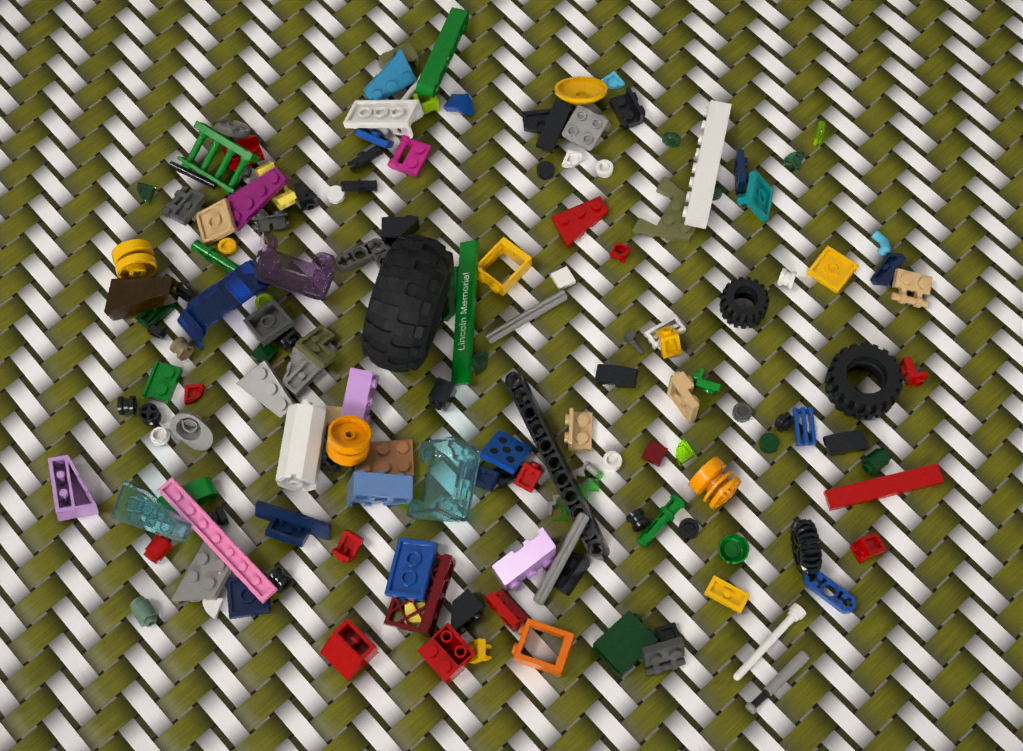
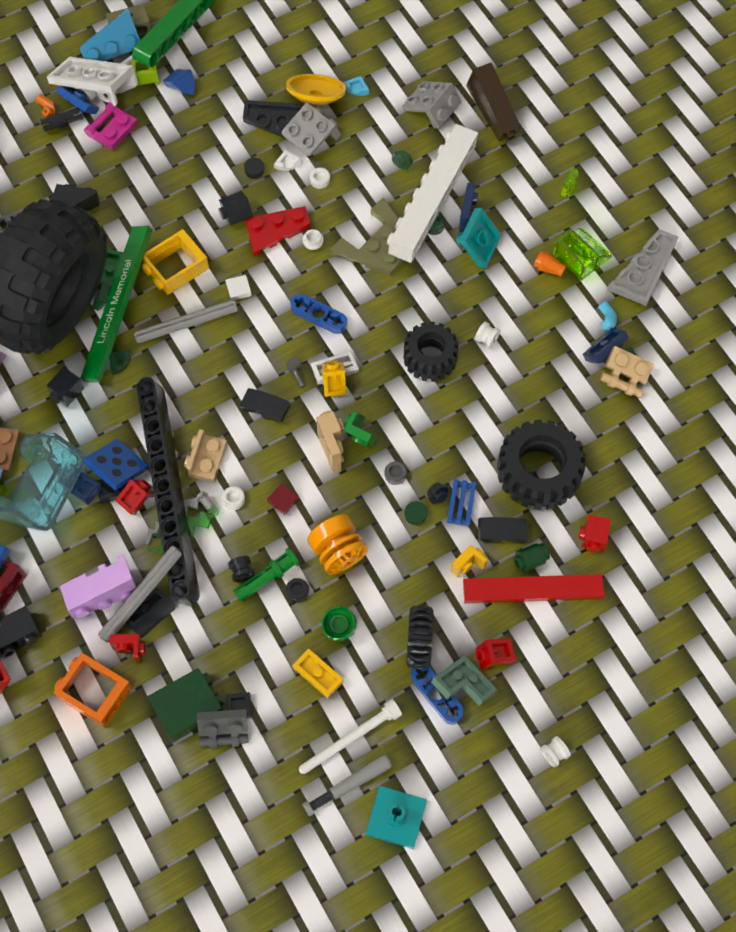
camera: 10 degrees right, 0 degrees up
(335, 195) = (18, 152): white tile -> none
(350, 148) = (48, 105): none -> orange arm
(358, 186) = (44, 147): black axle -> none
(480, 647) = (18, 678): yellow tile -> none
(506, 609) = (63, 637): red bracket -> none
(541, 209) = (235, 208): none -> black brick
(554, 125) = (275, 121): black tile -> none
(559, 602) = (126, 642): none -> red bracket
(614, 224) = (312, 239): none -> white plate
(620, 247) = (309, 266): red plate -> none
(627, 109) = (363, 119): black bracket -> none
(636, 281) = (313, 305): none -> blue beam
(683, 80) = (435, 99): none -> light grey bracket
(684, 453) = (316, 505): clear neon green tile -> none
(735, 74) = (493, 102): none -> dark brown slope
(793, 160) = (534, 207): clear green tile -> none
(820, 207) = (547, 263): none -> orange cone
(824, 700) = (396, 817): none -> teal tile
(827, 470) = (466, 559): none -> yellow bracket
(832, 269) = (543, 335): yellow tile -> none
(844, 193) = (580, 252): none -> clear neon green slope
(850, 571) = (466, 676): none -> sand green plate
(902, 197) = (644, 270): none -> light grey wing
(909, 373) = (599, 472): red bracket -> none
(922, 430) = (595, 533): none -> red brick
(940, 618) = (555, 751): none -> white wheel

